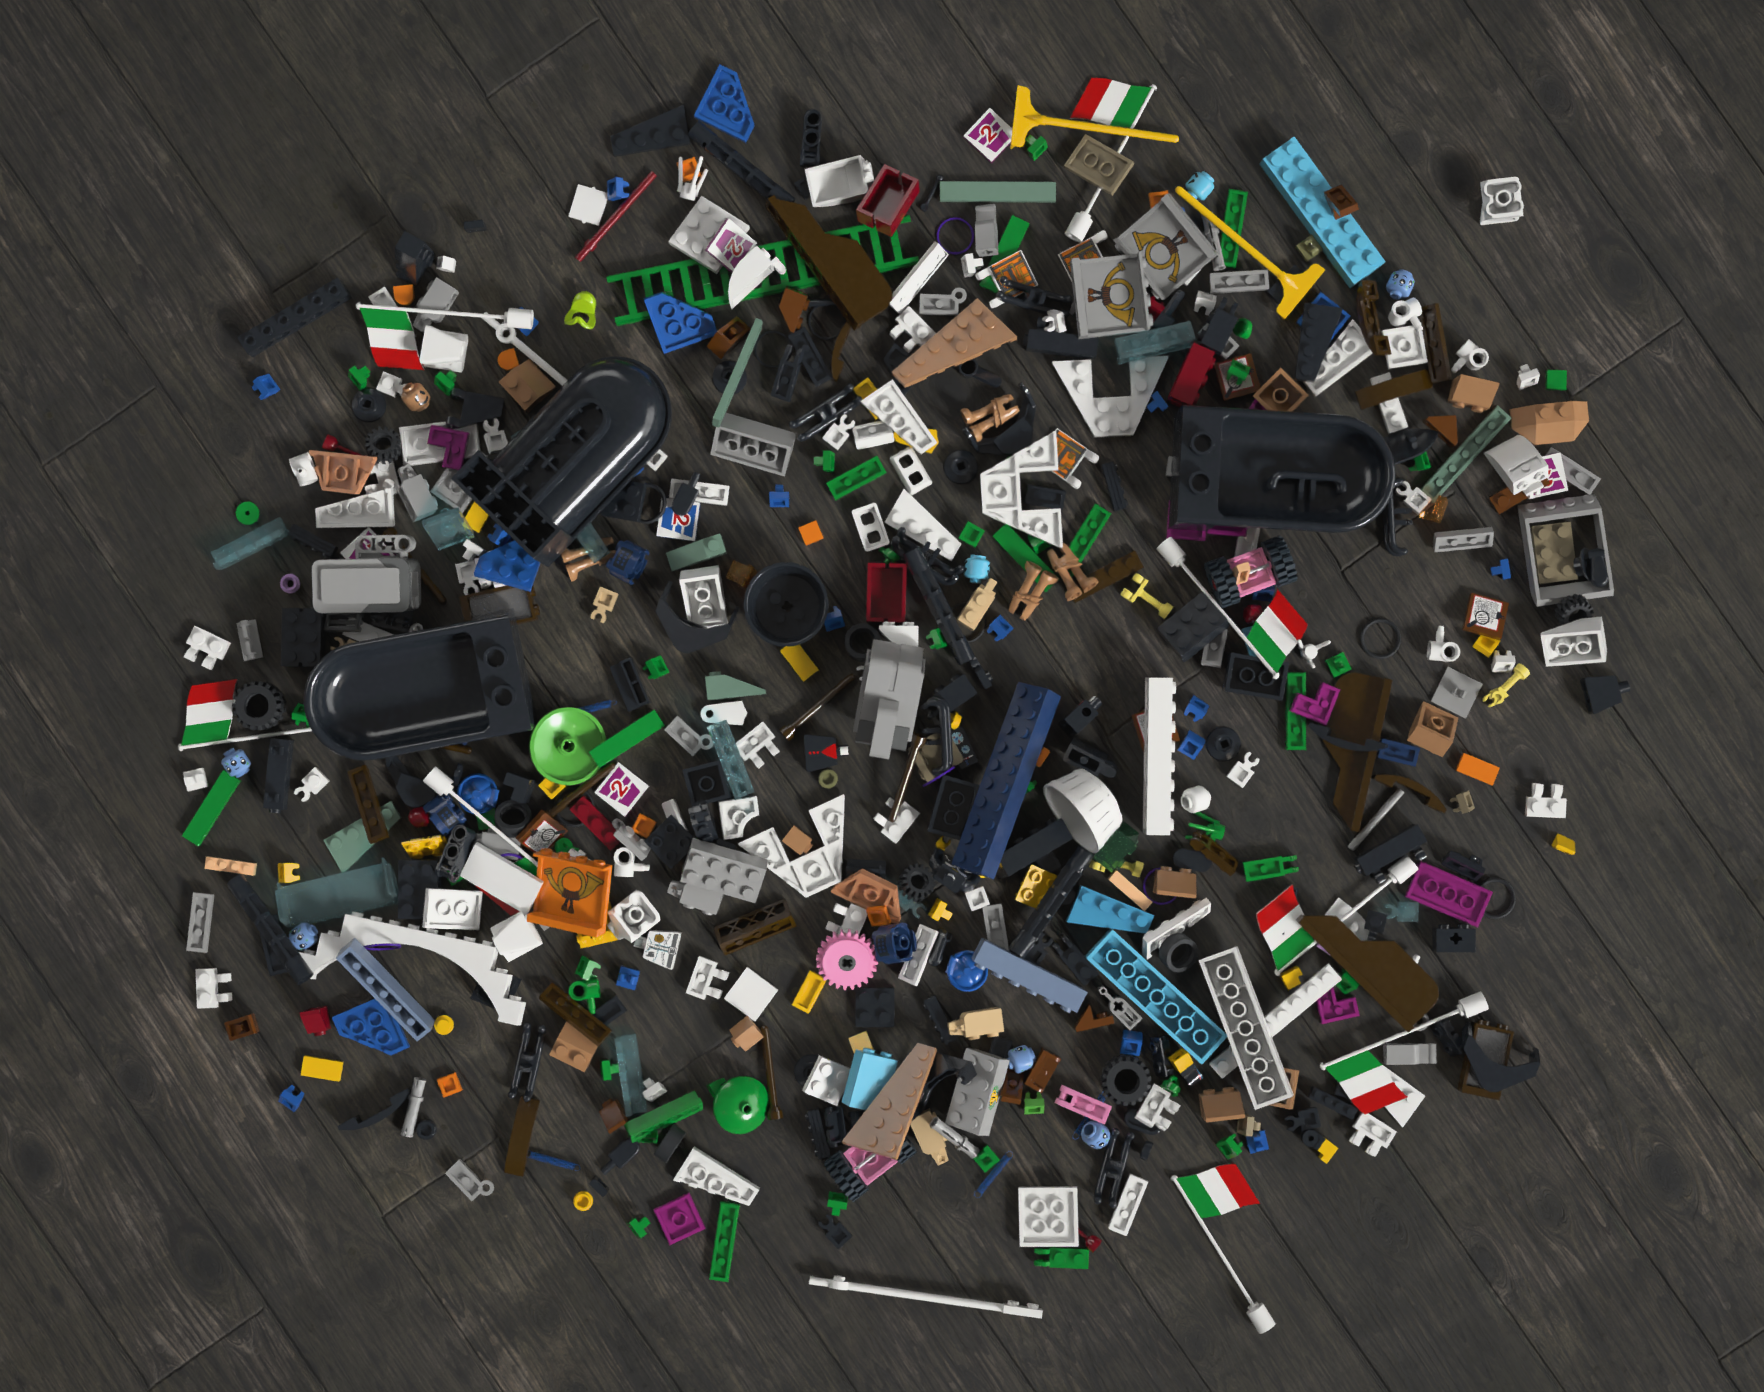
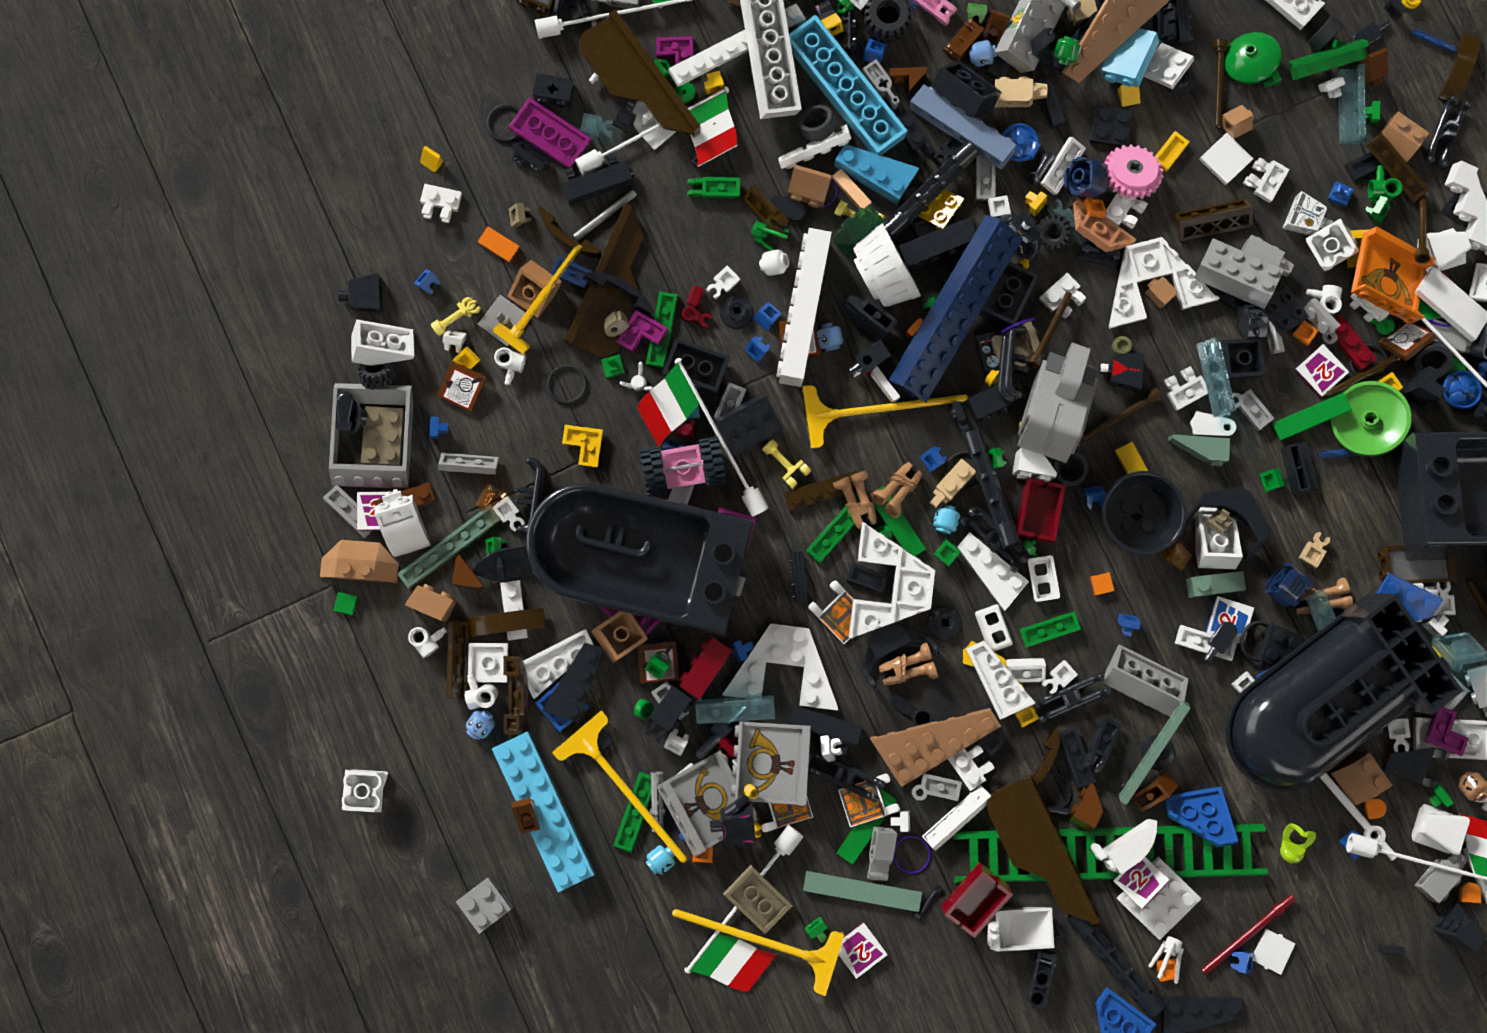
camera: 175 degrees left, 5 degrees down
(446, 264) = (1424, 915): white piece -> none
(543, 918) = (1422, 254): none -> dark brown piece
(705, 613) = (1219, 521): none -> dark tan tile
(735, 815) = (1215, 325): white tile -> none
(826, 461) = (1076, 650): green tile -> none
(937, 1069) = (1067, 50): none -> green head
(1033, 1013) = (966, 89): none -> black brick
(1056, 688) = (884, 385): none -> white tile
(1121, 650) = (819, 415): none -> yellow piece
(1125, 732) = (830, 337): none -> medium blue head
(1133, 233) = (738, 820): none -> black torso
(1238, 281) = (639, 756): light grey plate -> none
(1241, 572) = (695, 464): light nougat piece -> none
(1269, 746) = (689, 313): none -> dark red bar
(1309, 248) = (562, 778): olive tile -> none
(1314, 959) = (690, 92): none -> green wheel
(1344, 706) = (616, 323): none -> dark tan piece
(1347, 584) = (589, 441): none -> yellow plate
(1361, 114) = (484, 904): none -> light grey brick
(1445, 675) = (513, 336): none -> yellow piece
(1526, 377) = (374, 610): white tile -> none
(1544, 718) = (425, 280): none -> blue tile

